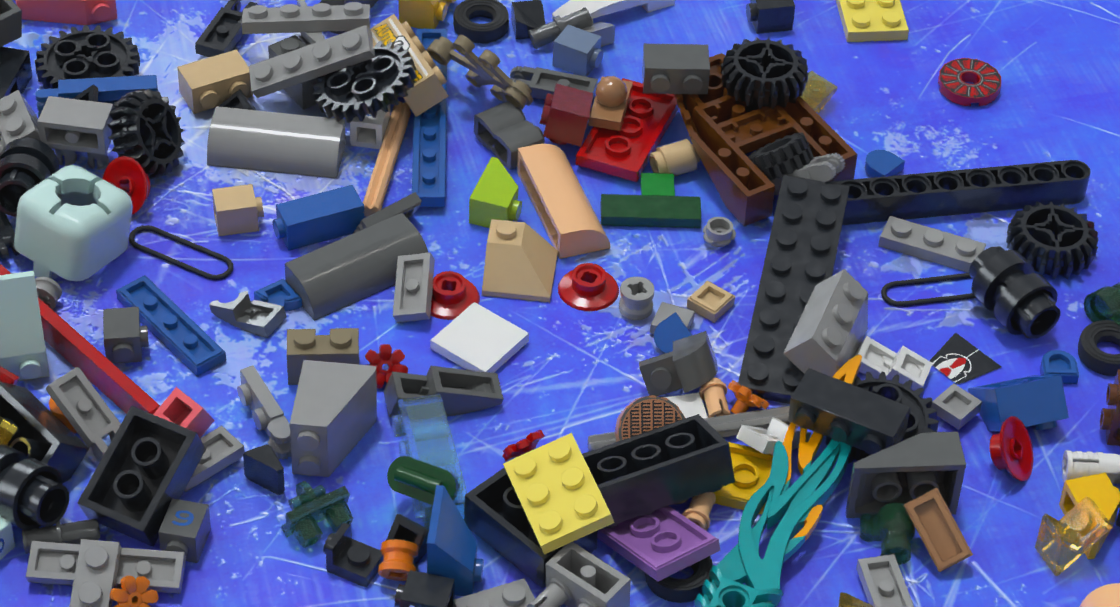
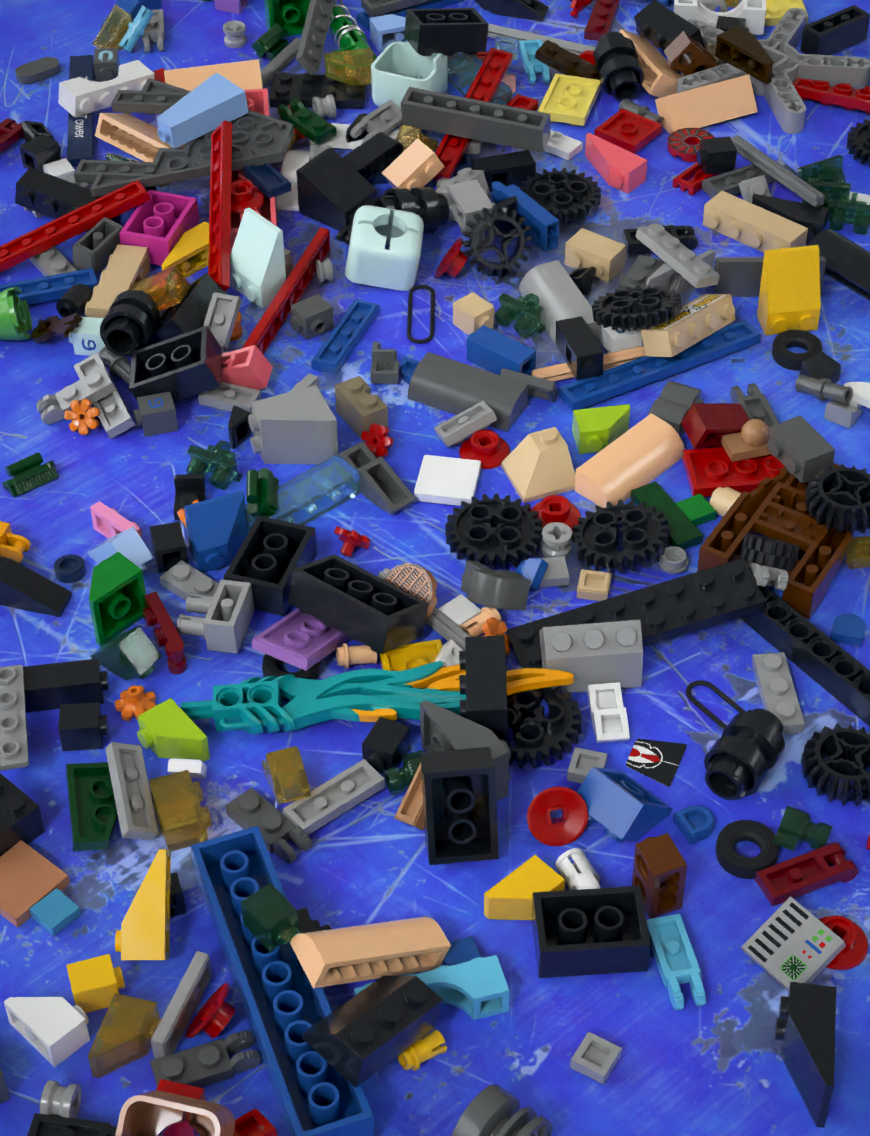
camera: 65 degrees right, 0 degrees up
(265, 171) = (523, 310): none -> clear green hips
(311, 61) = (630, 274): light grey plate -> none
(376, 152) = (579, 348): none -> black brick
(481, 70) = (709, 387): dark tan plant -> none
(558, 493) = (279, 553): light yellow plate -> none
(577, 51) = (809, 404): sand blue brick -> none
(592, 336) = (494, 531): none -> black gear
(667, 248) = (643, 533): none -> black gear
(847, 536) = (386, 744): none -> black brick
(994, 499) = (459, 805): none -> black brick
(1071, 536) = (471, 878): clear yellow slope -> none

